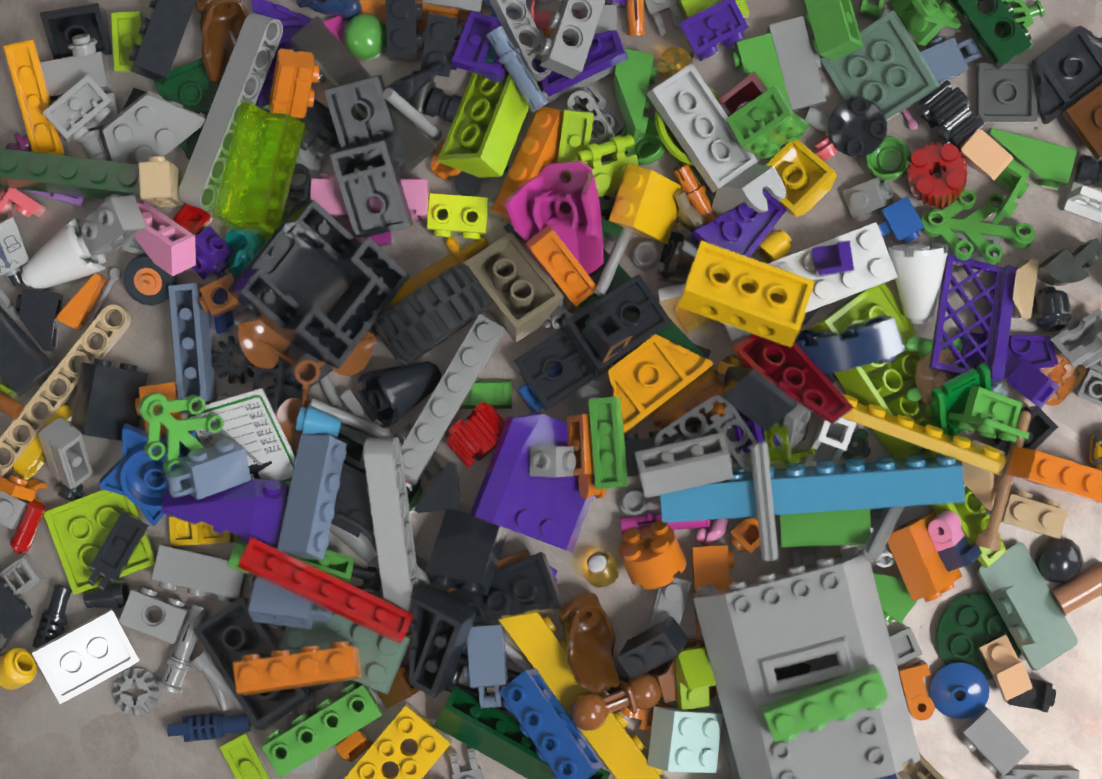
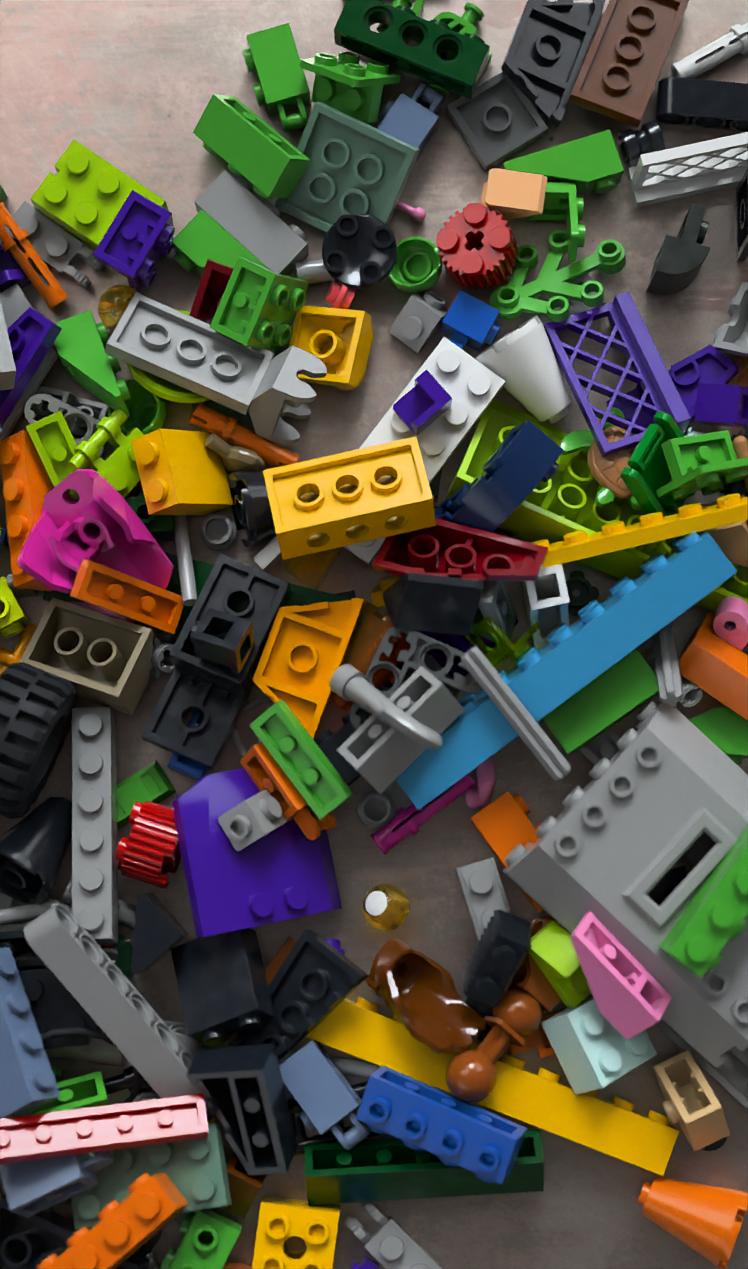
camera: 30 degrees left, 5 degrees down
(652, 555) = (431, 855): orange brick -> none
(671, 418) = (352, 686): none -> light grey plant
(720, 710) = (619, 983): none -> bright pink slope
(742, 227) = (302, 432): dark purple wing -> none
(745, 535) = (521, 767): orange plate -> none
(774, 246) = (349, 433): yellow hat -> none
(950, 114) = (449, 175): black brick -> none
(1024, 289) = (651, 311): tan slope -> none
(1051, 309) = (693, 315): black head -> none

